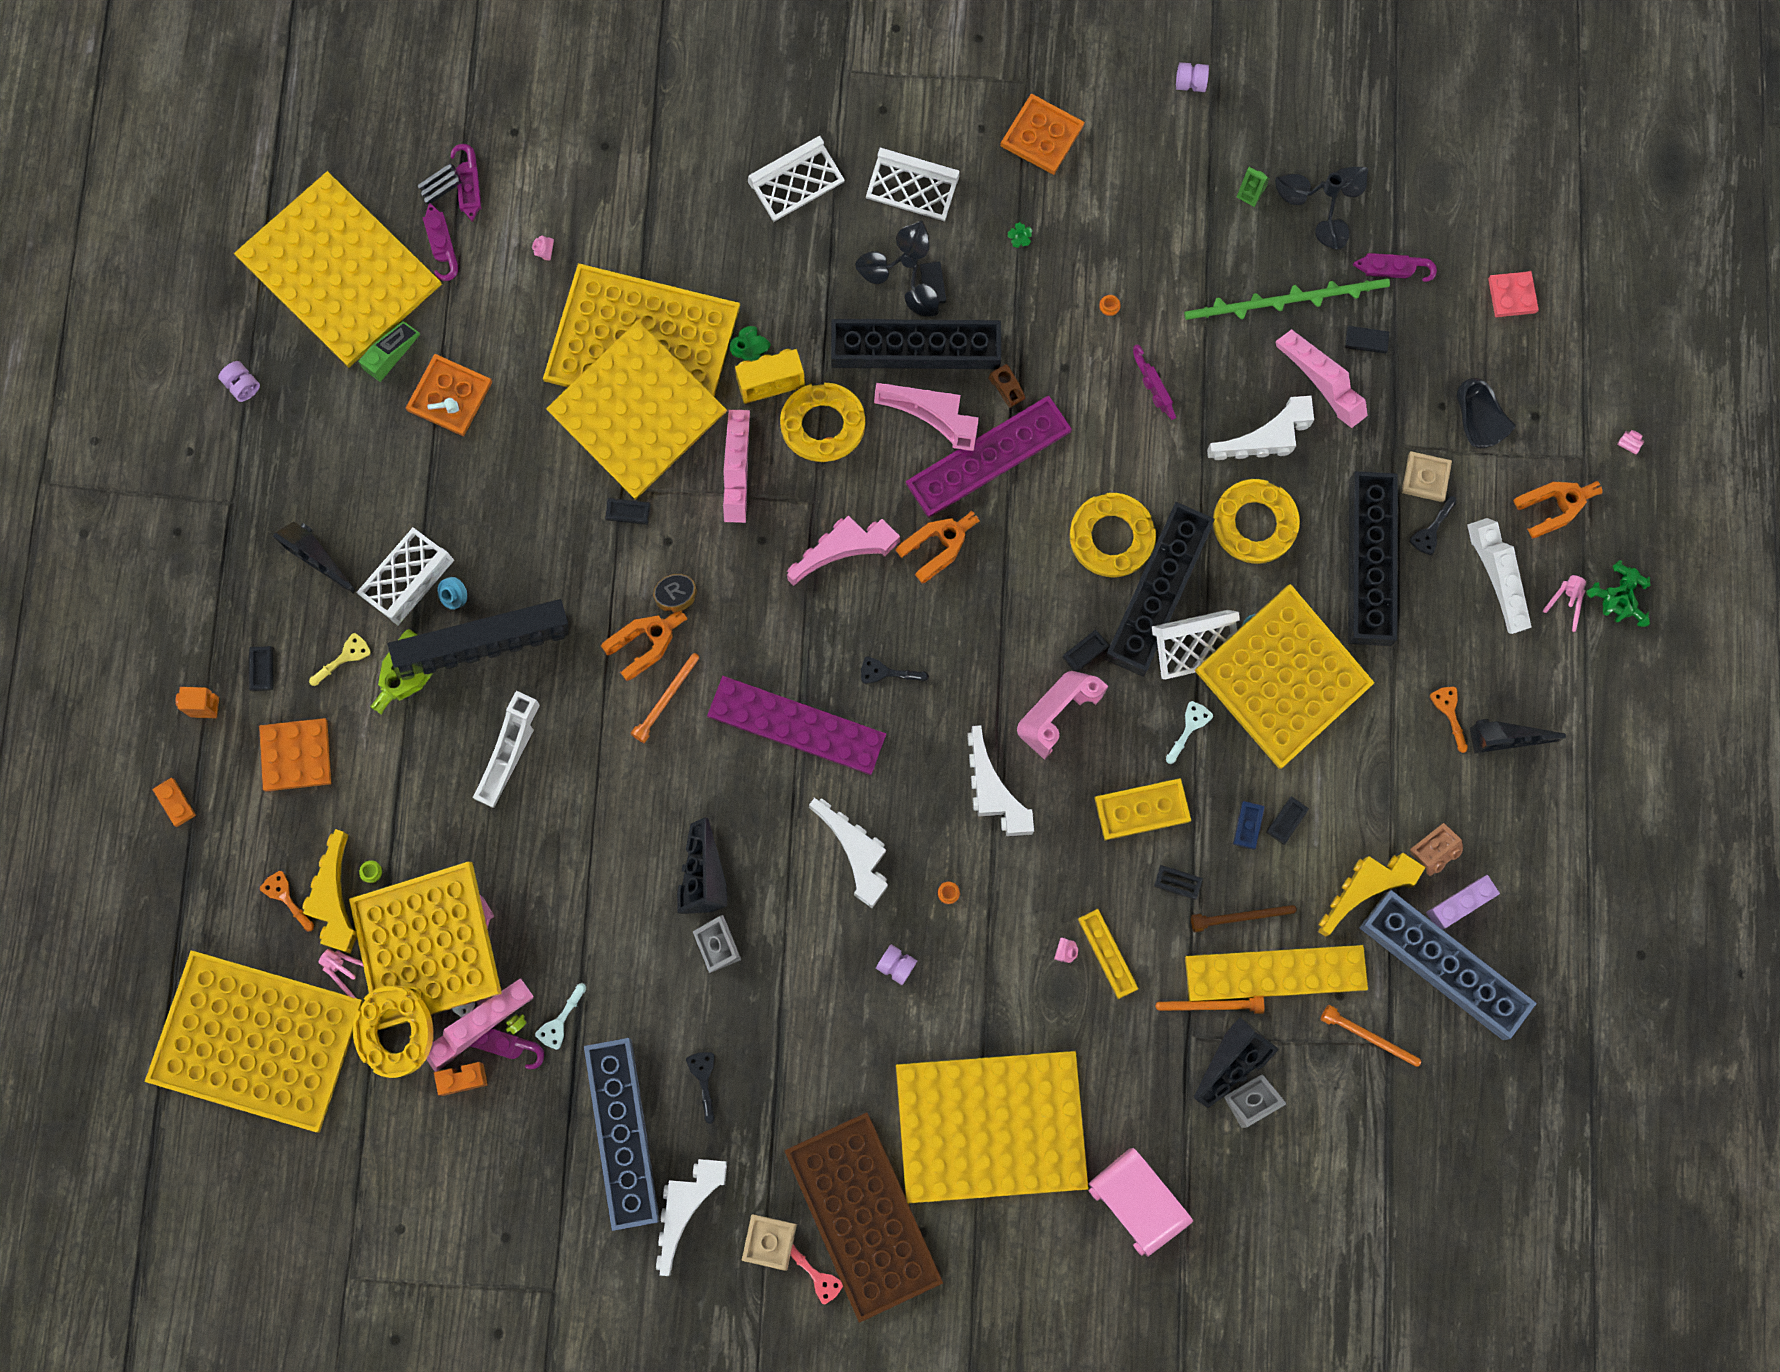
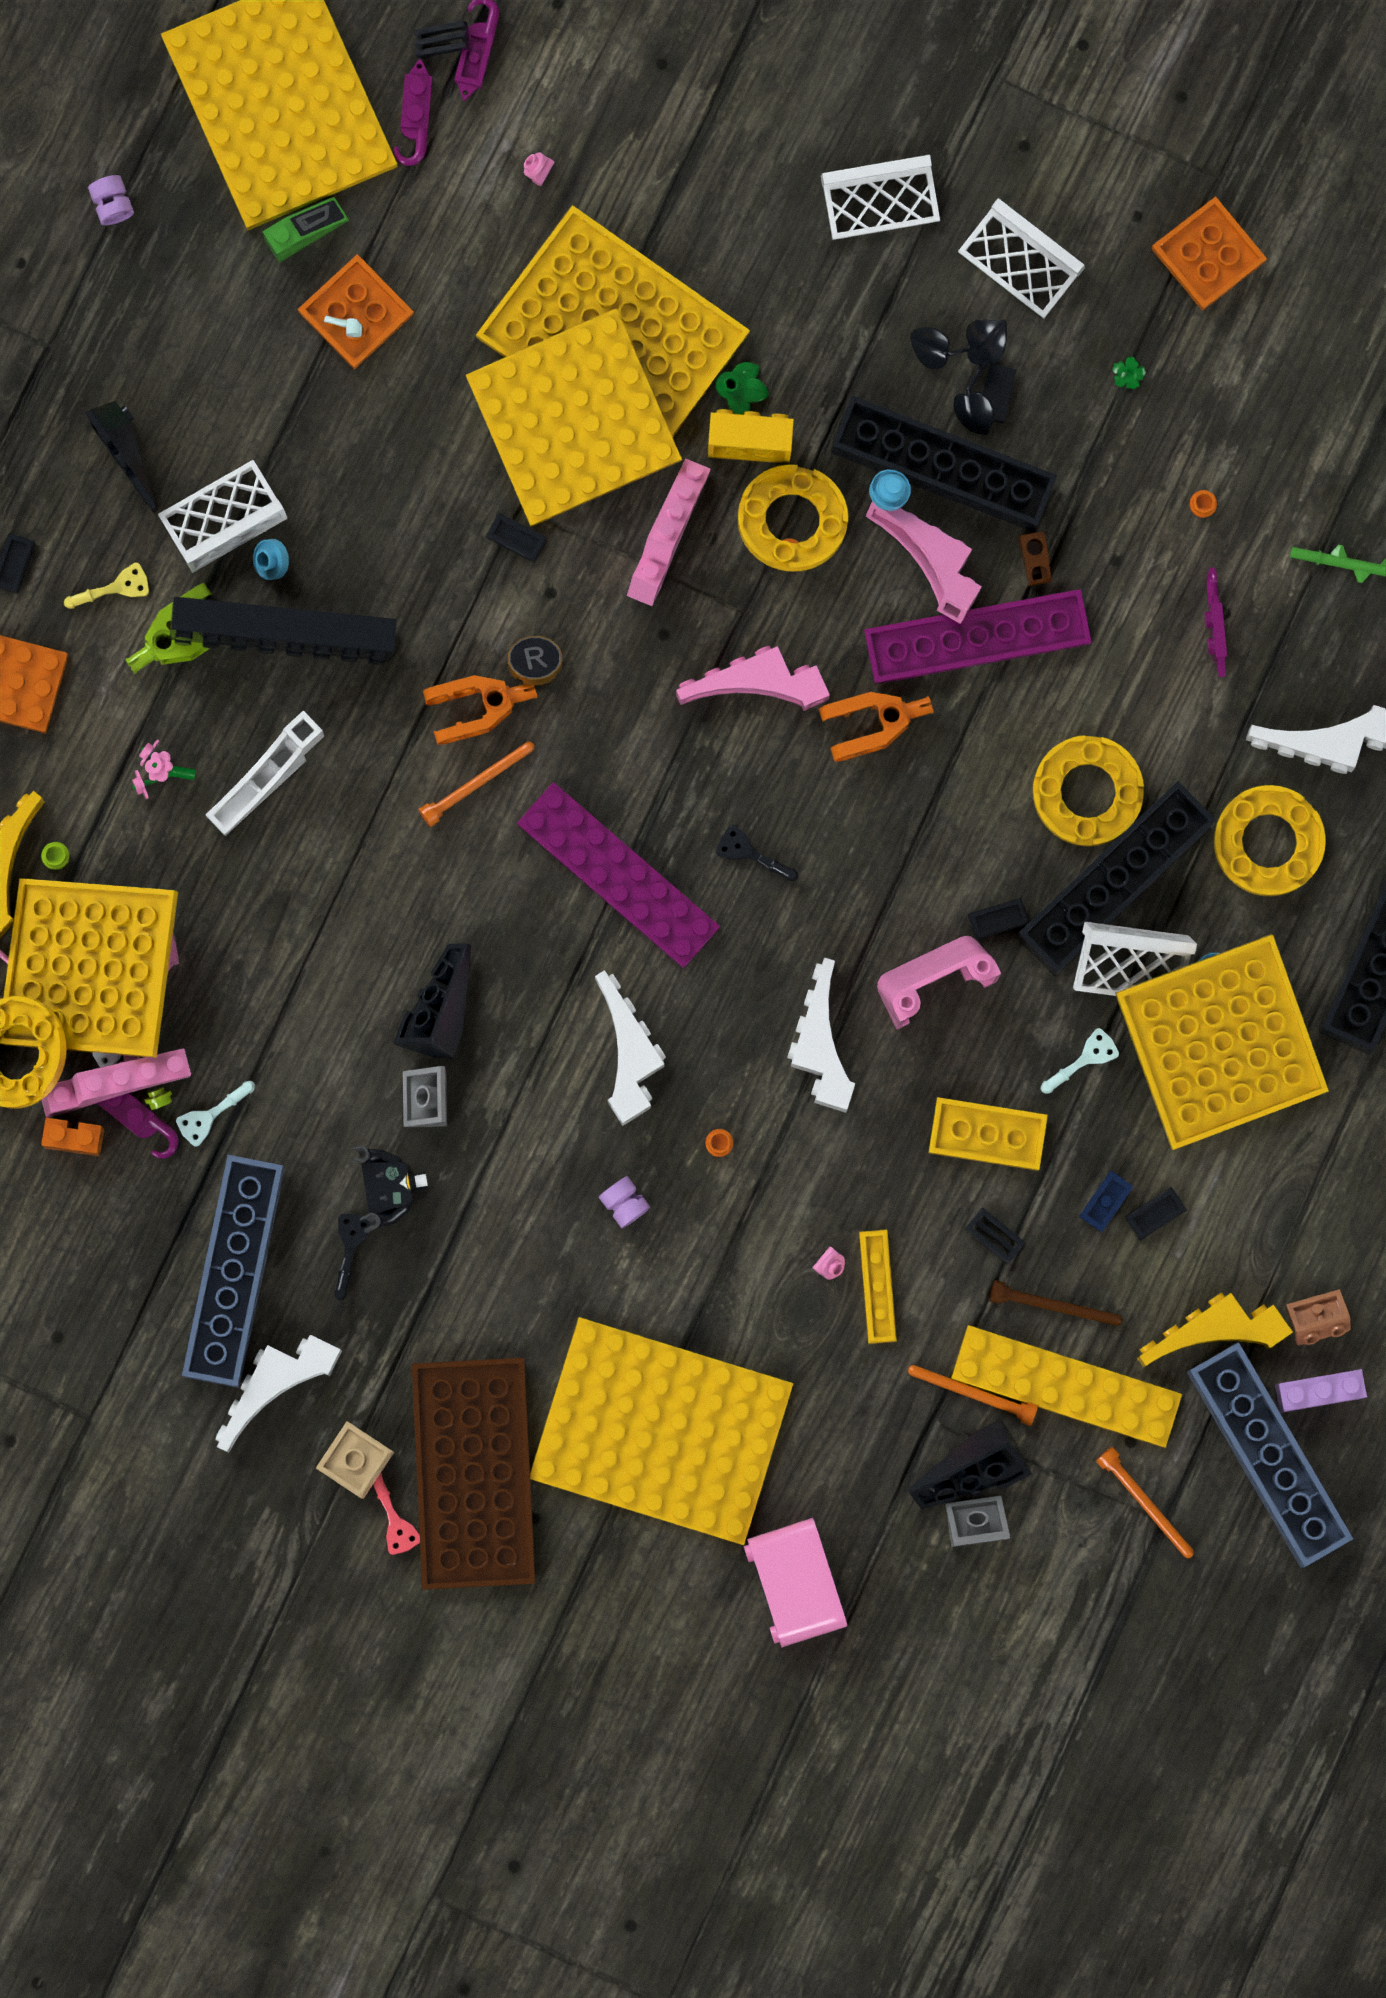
camera: 20 degrees right, 5 degrees up
(425, 777) = (158, 769): none -> bright pink plant
(713, 1022) = (387, 1186): none -> black torso
(885, 374) = (889, 490): none -> medium azure plate

